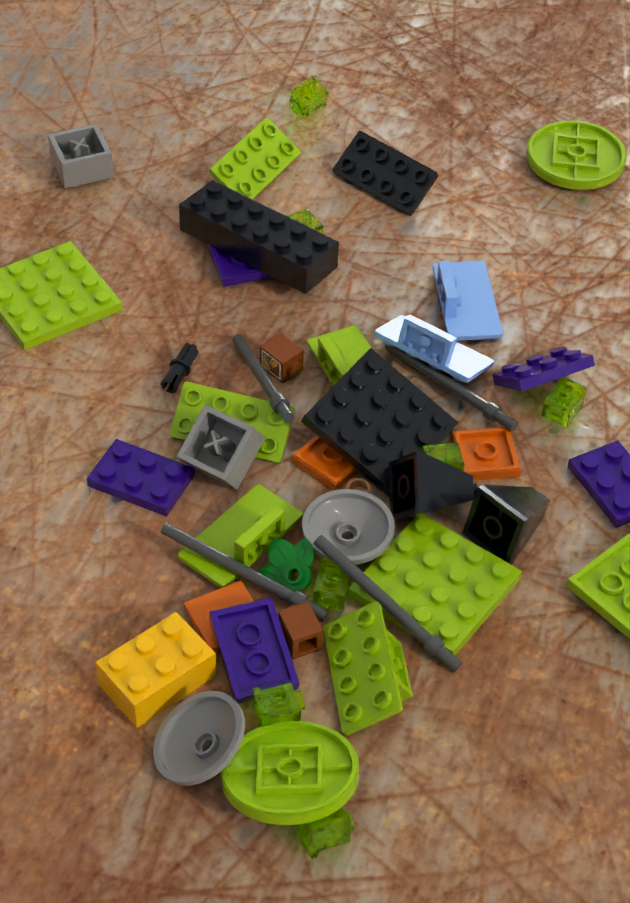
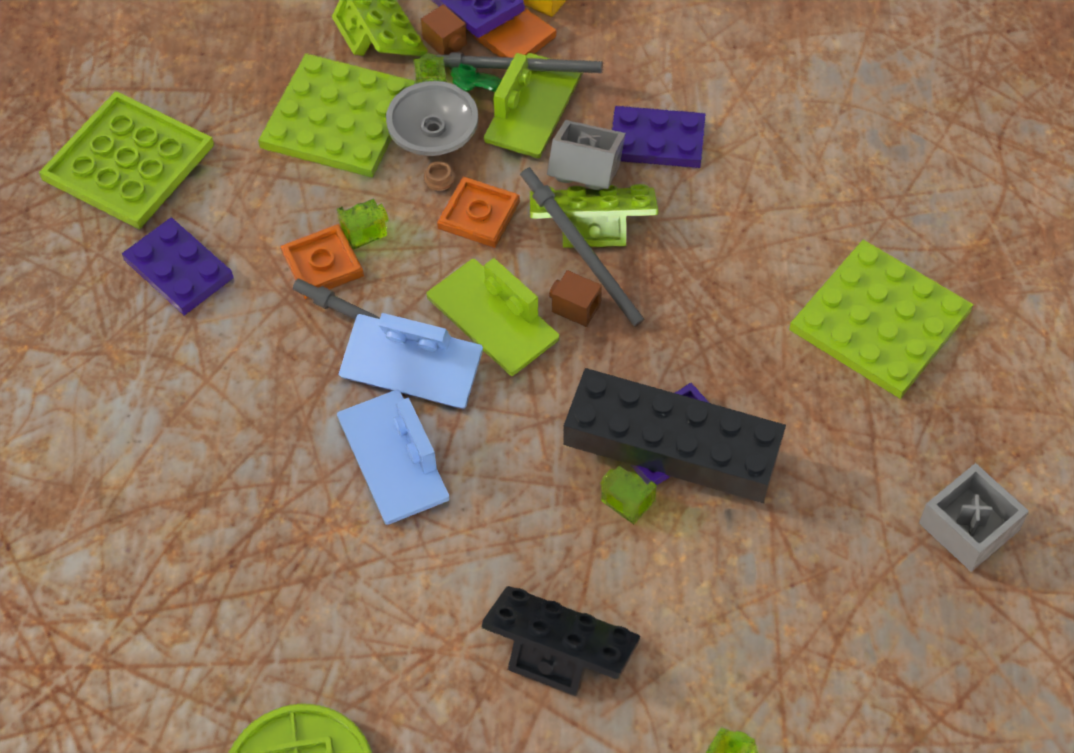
camera: 165 degrees right, 10 degrees up
(179, 367) = (681, 258): black axle -> none
(255, 160) = (750, 597): lime bracket -> none
(377, 418) = (438, 236): black plate -> none
(426, 485) = (362, 173): black slope -> none
(432, 644) = (326, 52): dark grey bar -> none
(504, 518) = (278, 175): black slope -> none
(542, 369) = (276, 359): dark purple plate -> none
(564, 401) = (248, 336): clear neon green brick -> none

